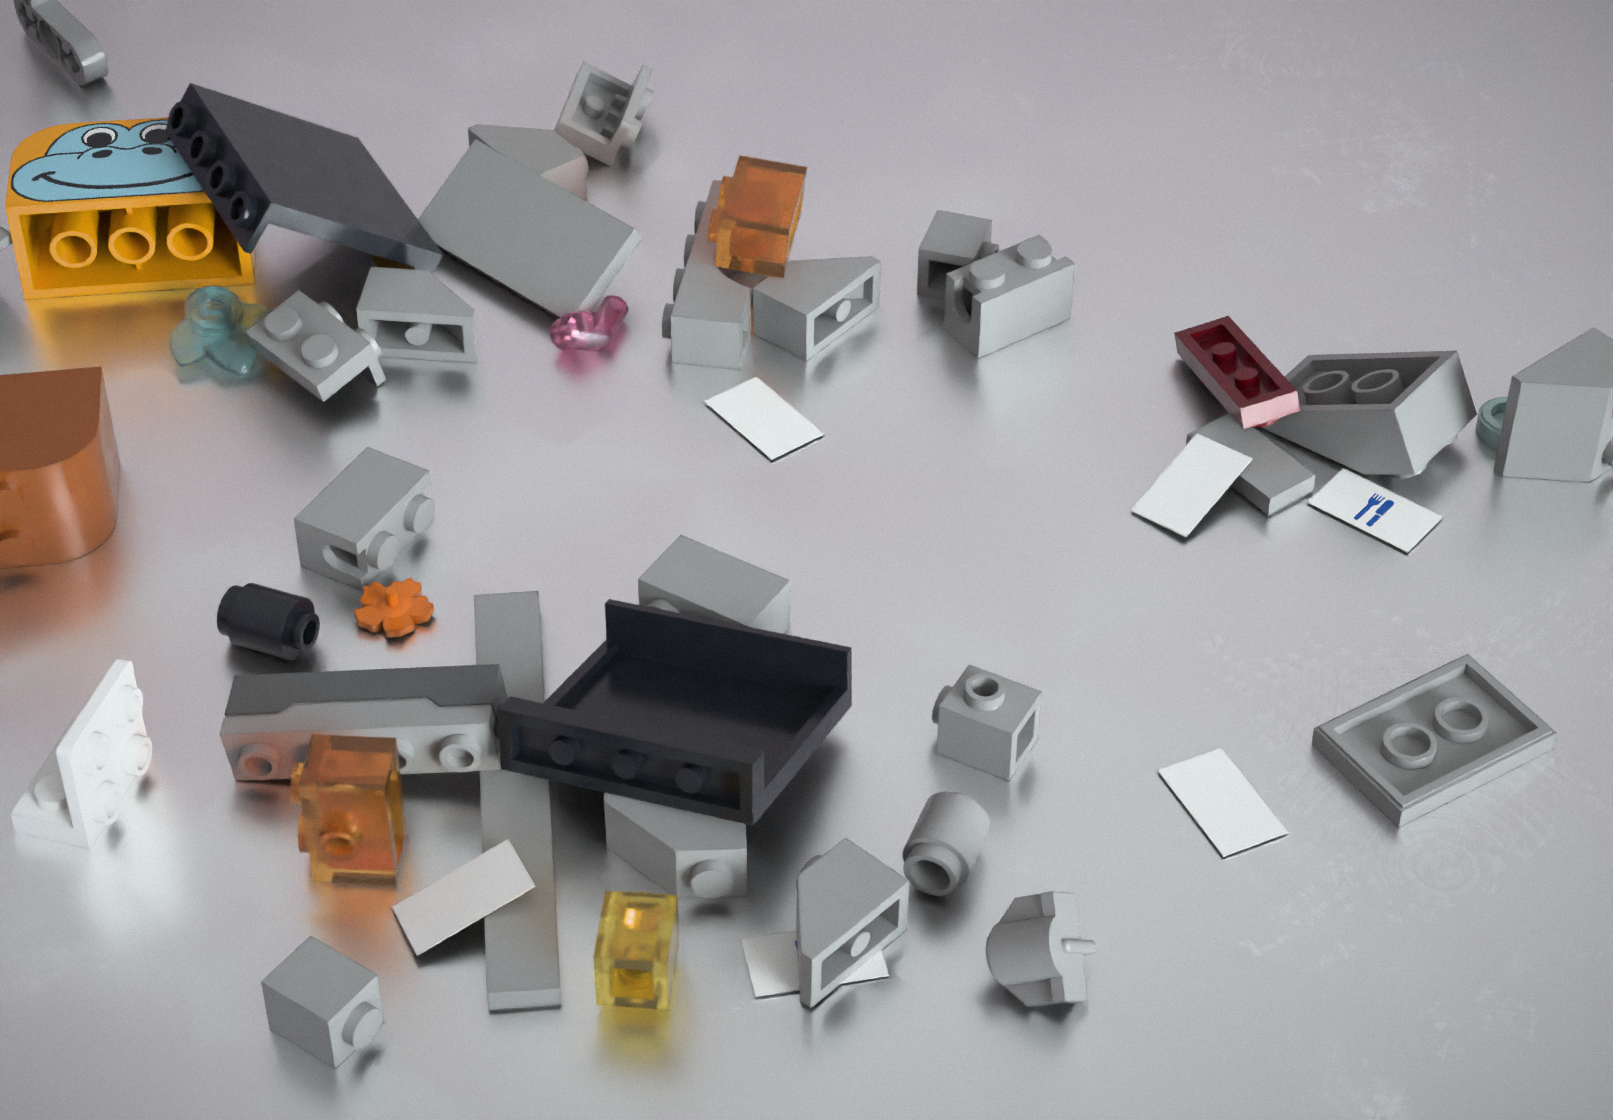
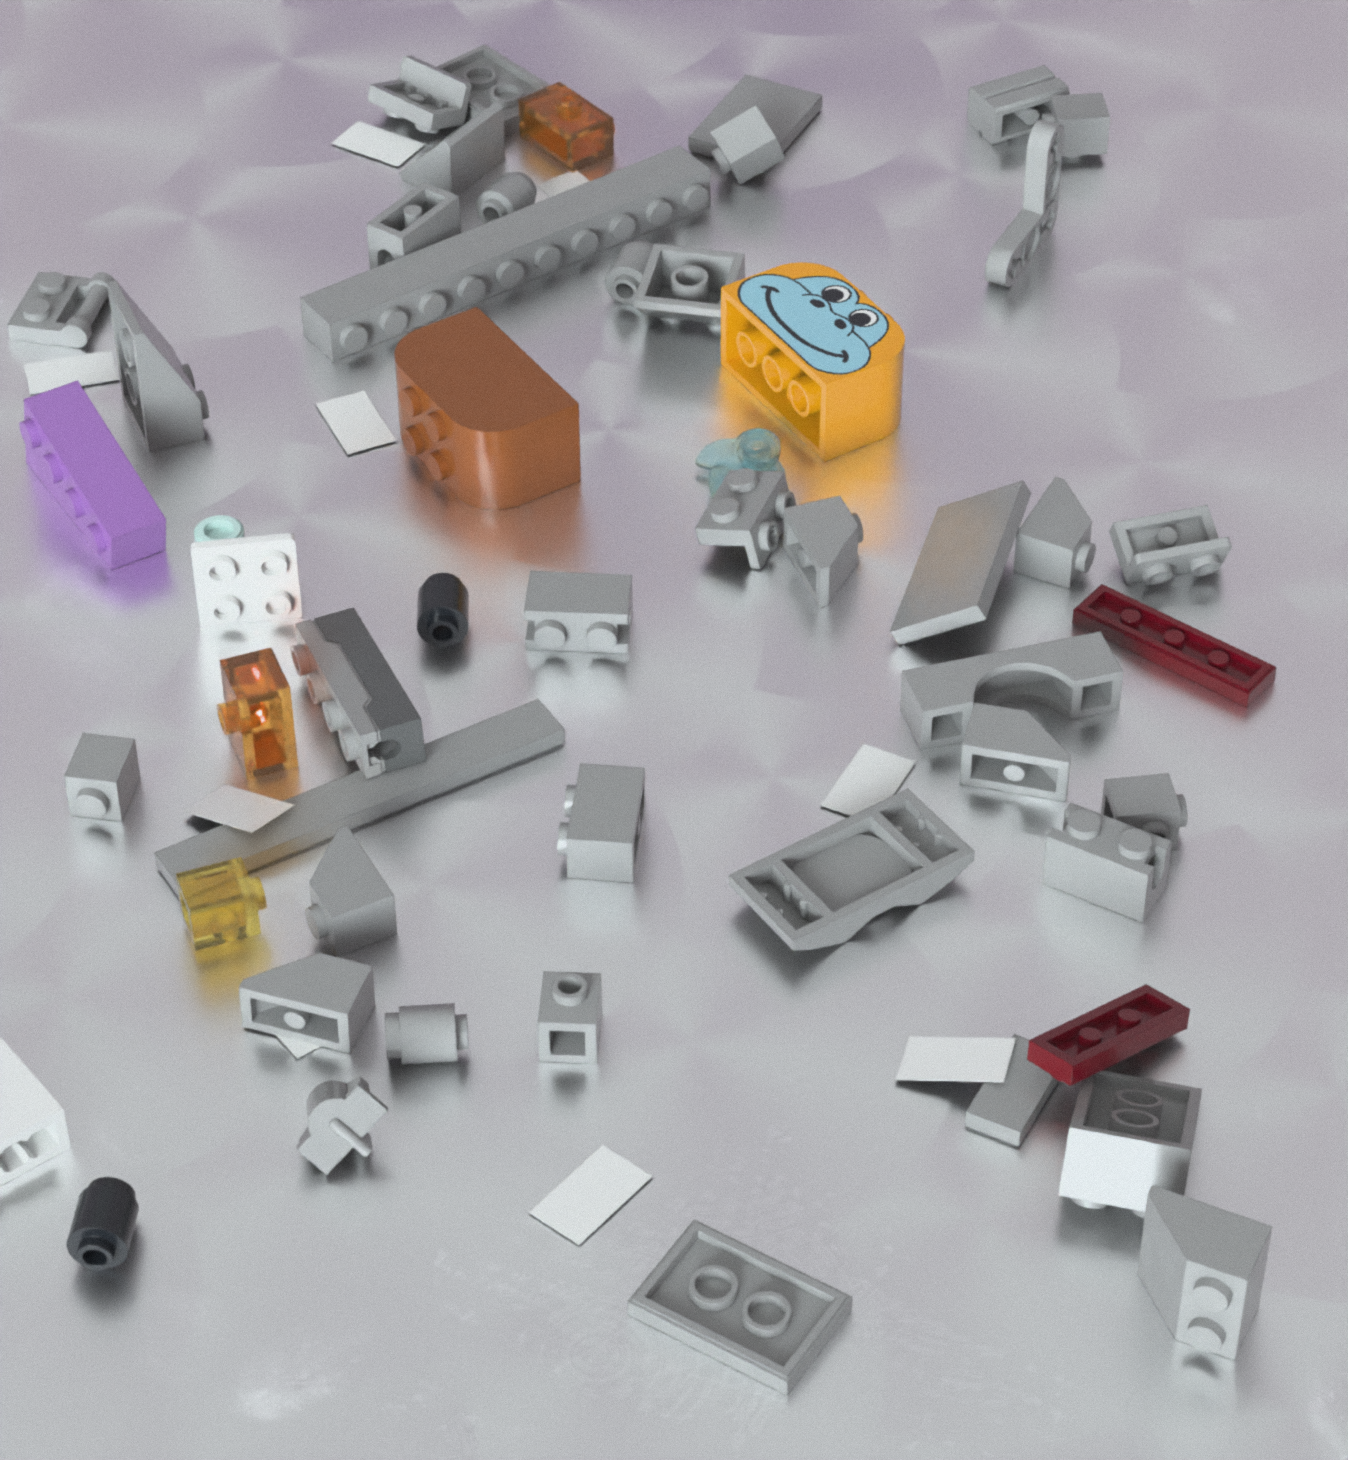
camera: 65 degrees right, 0 degrees up
(294, 176) = (882, 414): black panel -> none
(393, 608) = (513, 669): orange plant -> none
(589, 329) = (893, 648): clear pink arm -> none
(683, 713) = (450, 843): black panel -> none
(691, 172) = (1174, 645): none -> dark red tile
(757, 216) = (1038, 664): clear orange brick -> none
(905, 458) = (853, 871): none -> light grey slope
(1375, 510) = (1023, 1195): white sticker -> none

